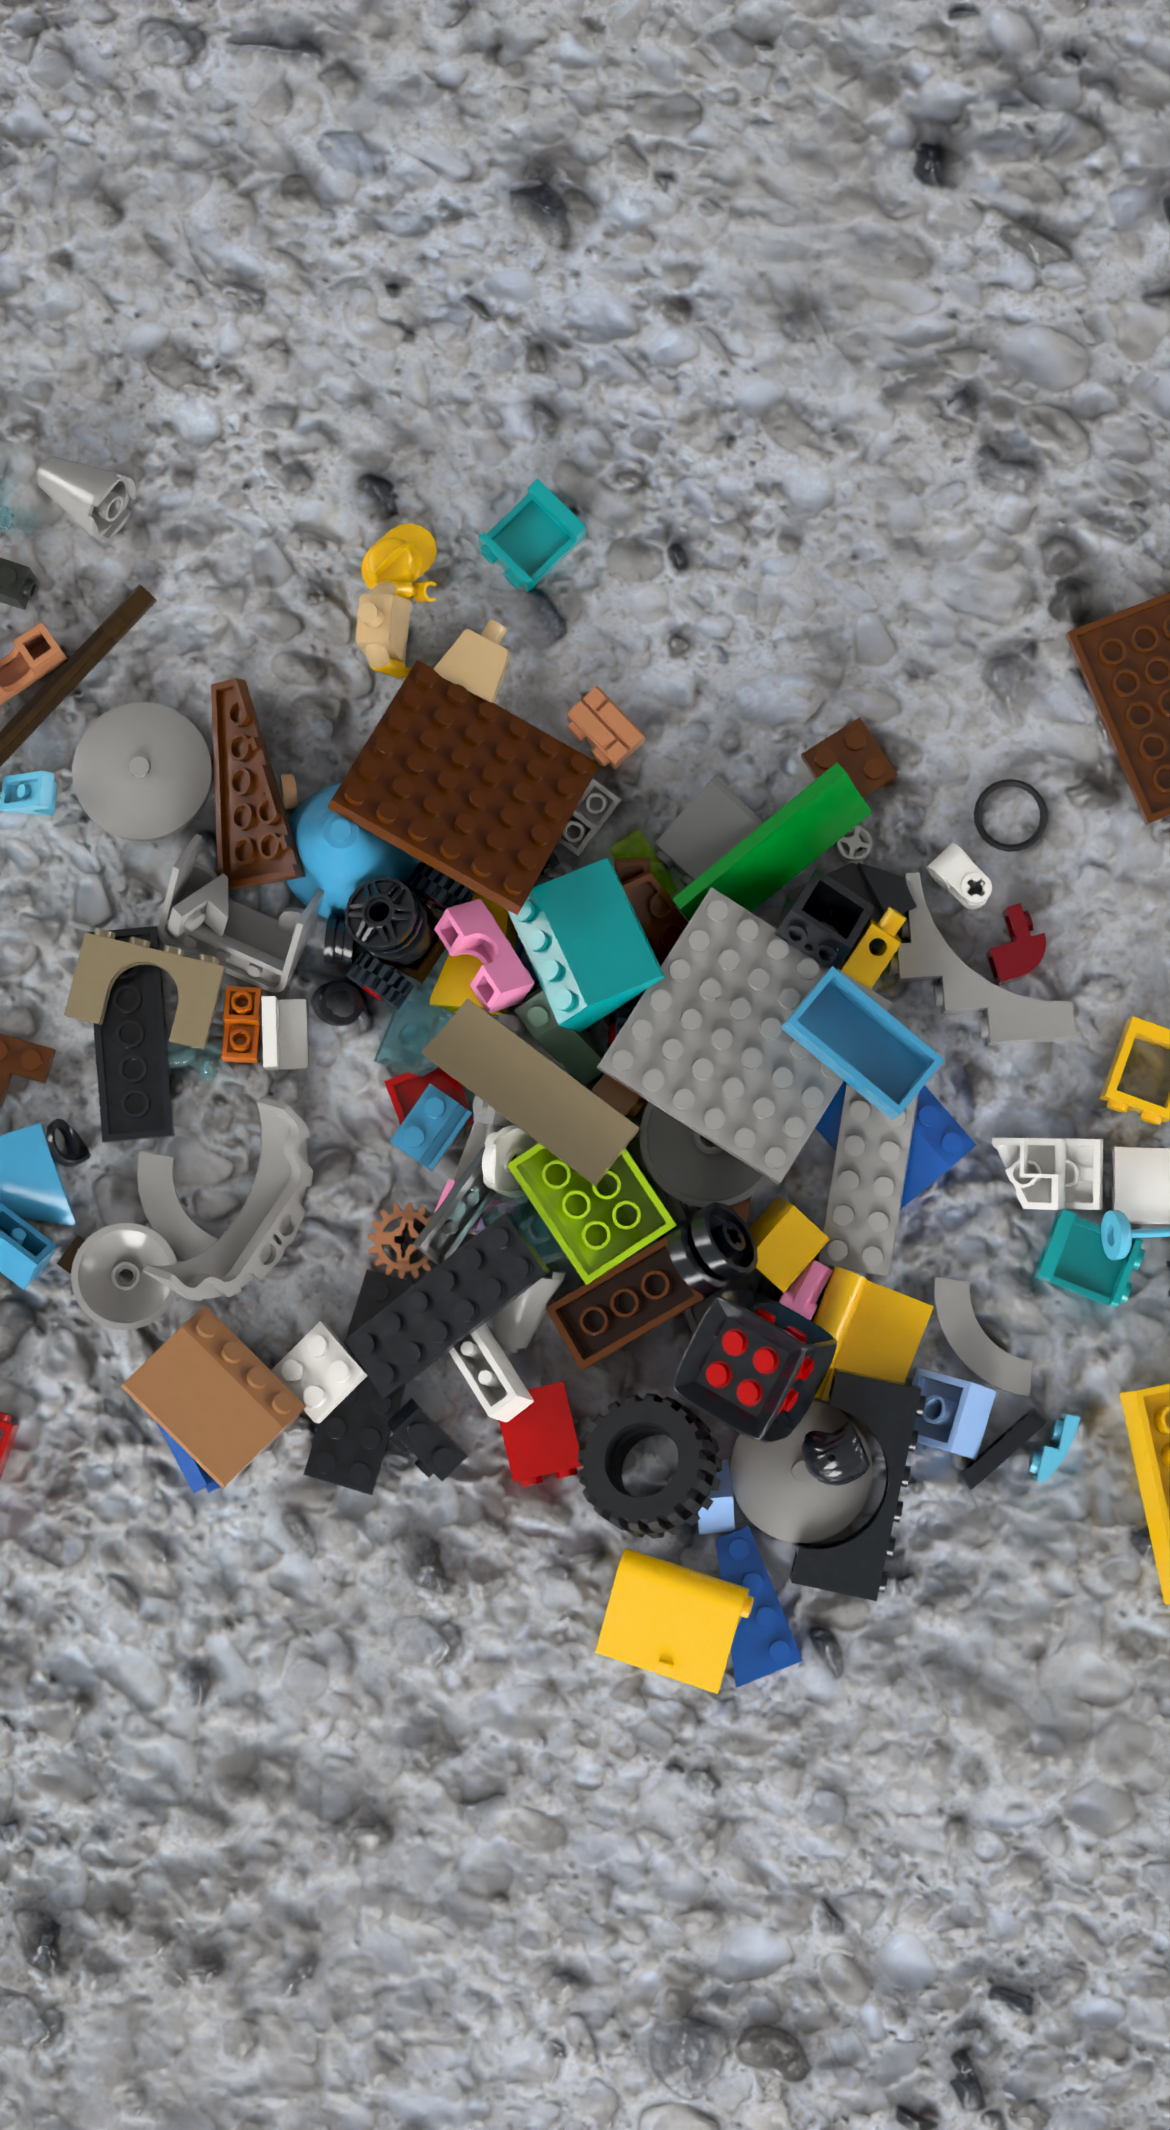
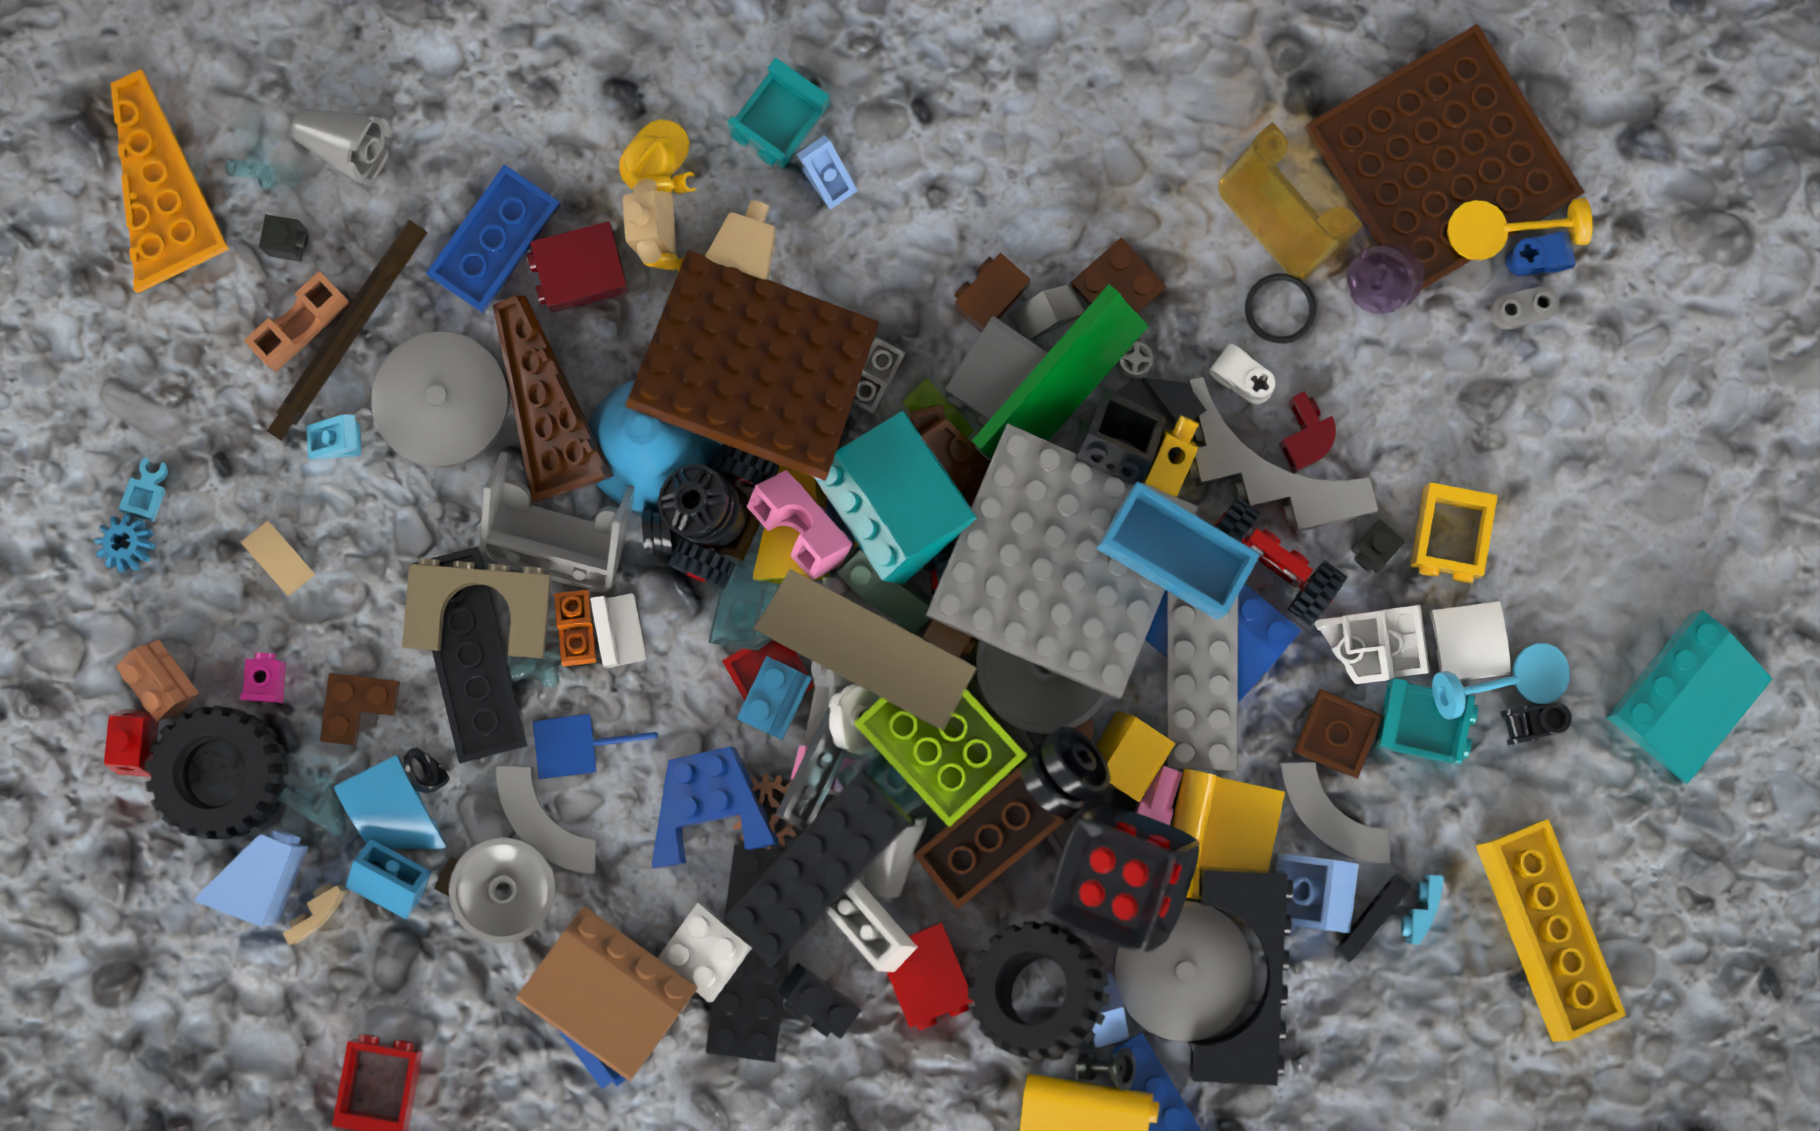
camera: 10 degrees left, 0 degrees up
(205, 905) = (521, 519): light grey slope -> none
(213, 1142) = (567, 745): none -> blue piece
(222, 617) = (493, 239): none -> blue plate
(264, 1224) = (628, 817): light grey windscreen -> none
(288, 791) = (584, 395): light nougat tile -> none
(303, 660) = (578, 267): none -> dark red brick
(325, 1014) = (655, 605): black piece -> none
(346, 1209) = (706, 790): none -> blue wing
(570, 603) = (826, 172): none -> light blue slope
(604, 728) = (878, 287): nougat brick -> none
(718, 752) = (991, 292): none -> reddish brown piece
(719, 1557) = (1120, 1067): none -> pearl dark grey piece
(772, 781) = (1047, 311): none -> light grey slope
(835, 1456) = (1215, 953): black piece -> none
(974, 1077) = (1291, 566): none -> plate
(997, 1256) = (1337, 733): none -> reddish brown plate
(1024, 720) = (1278, 212): none -> clear yellow windscreen
(1068, 1073) = (1377, 547): none -> pearl dark grey bracket
(1121, 801) = (1385, 278): none -> clear purple brick

